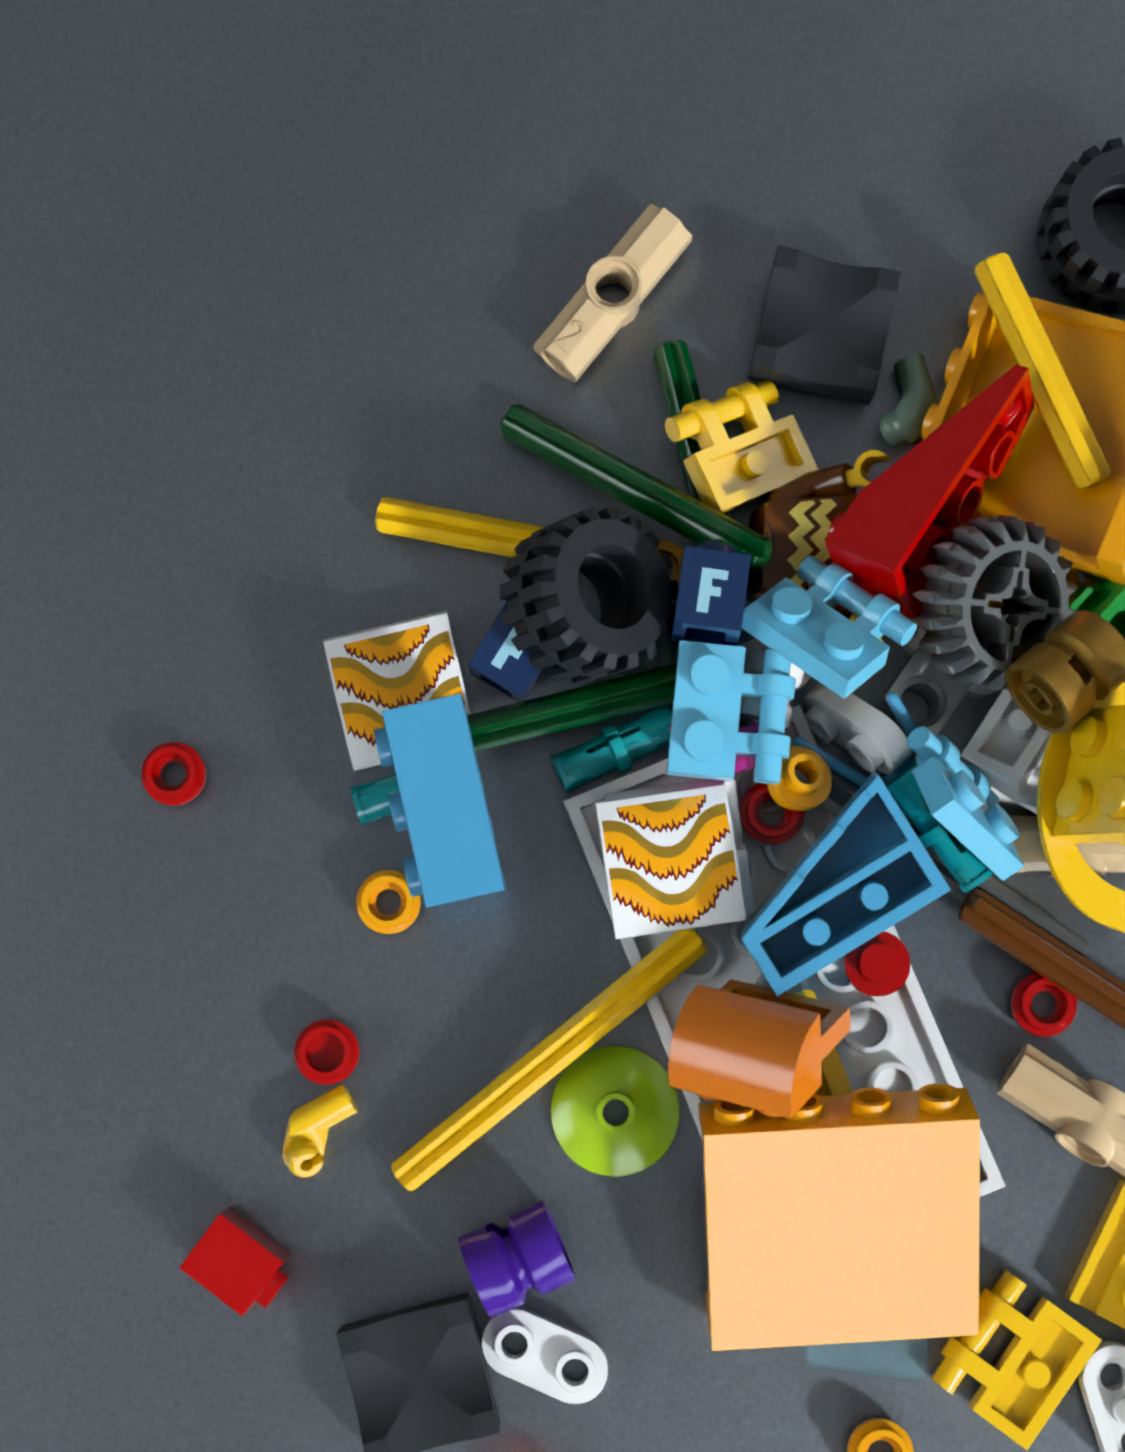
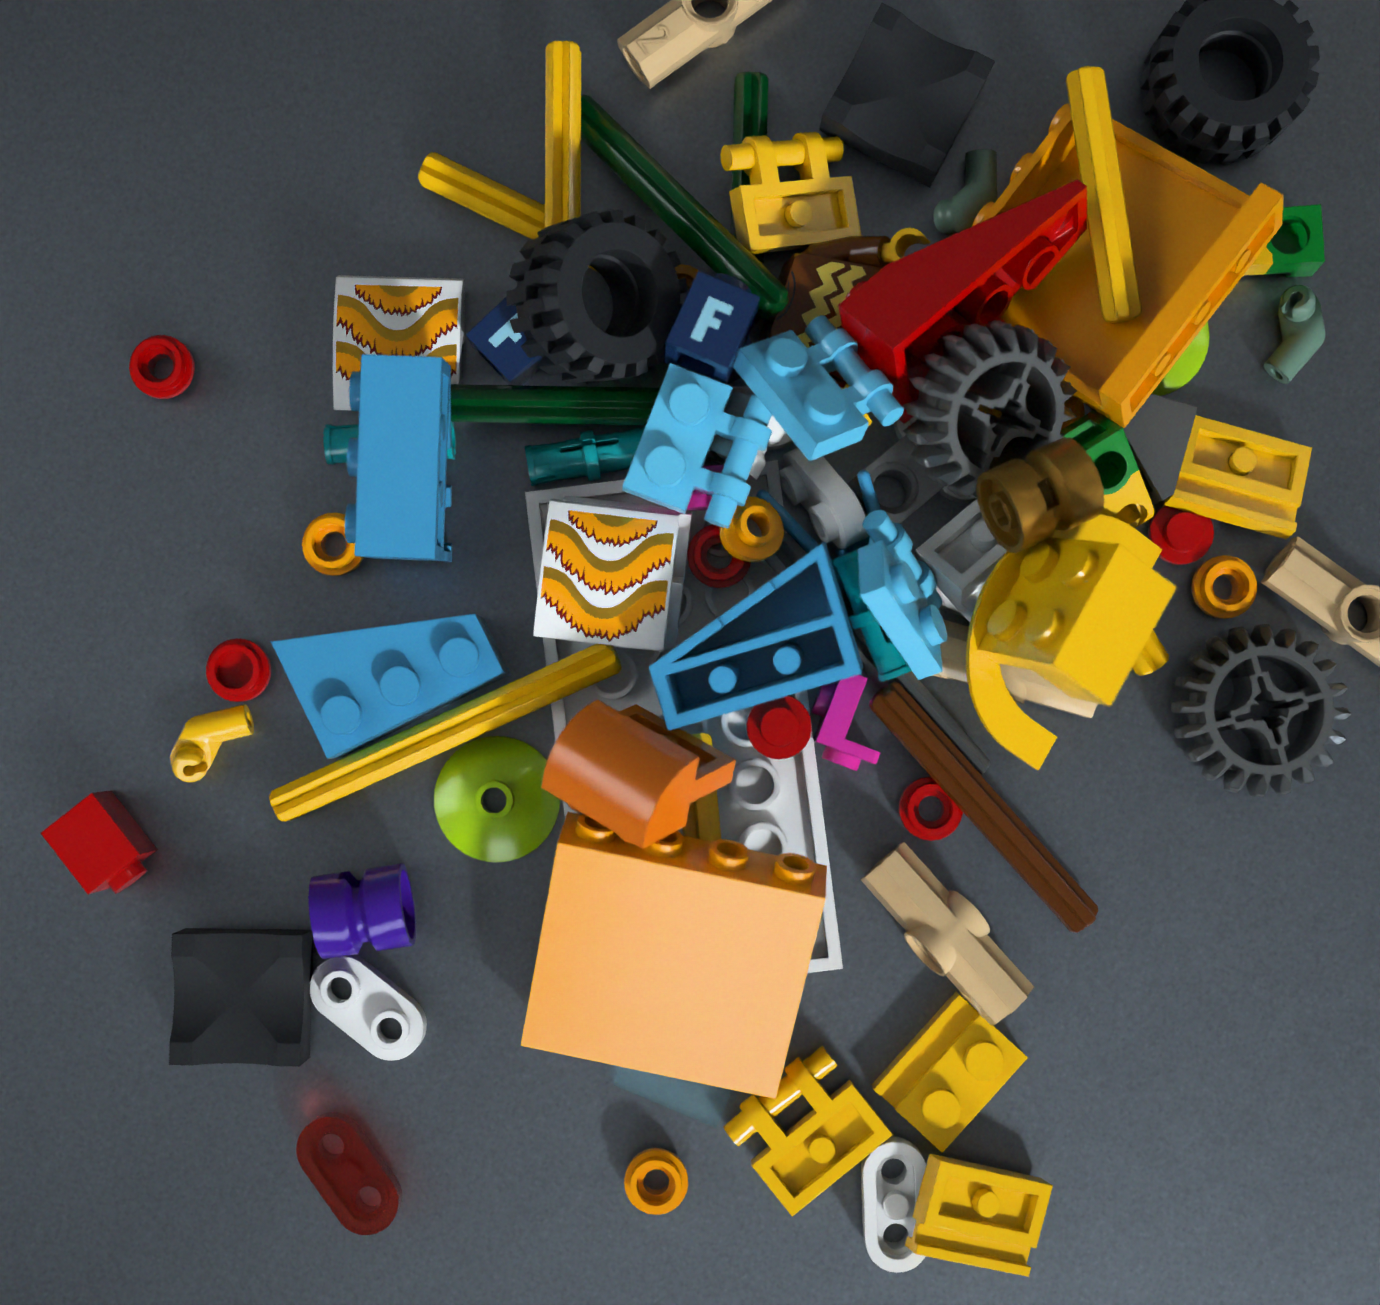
camera: 15 degrees right, 5 degrees up
(479, 1018) = (387, 677): none -> dark azure wedge
(507, 448) = (562, 132): none -> yellow axle
(927, 942) = (836, 706): none -> dark pink bracket

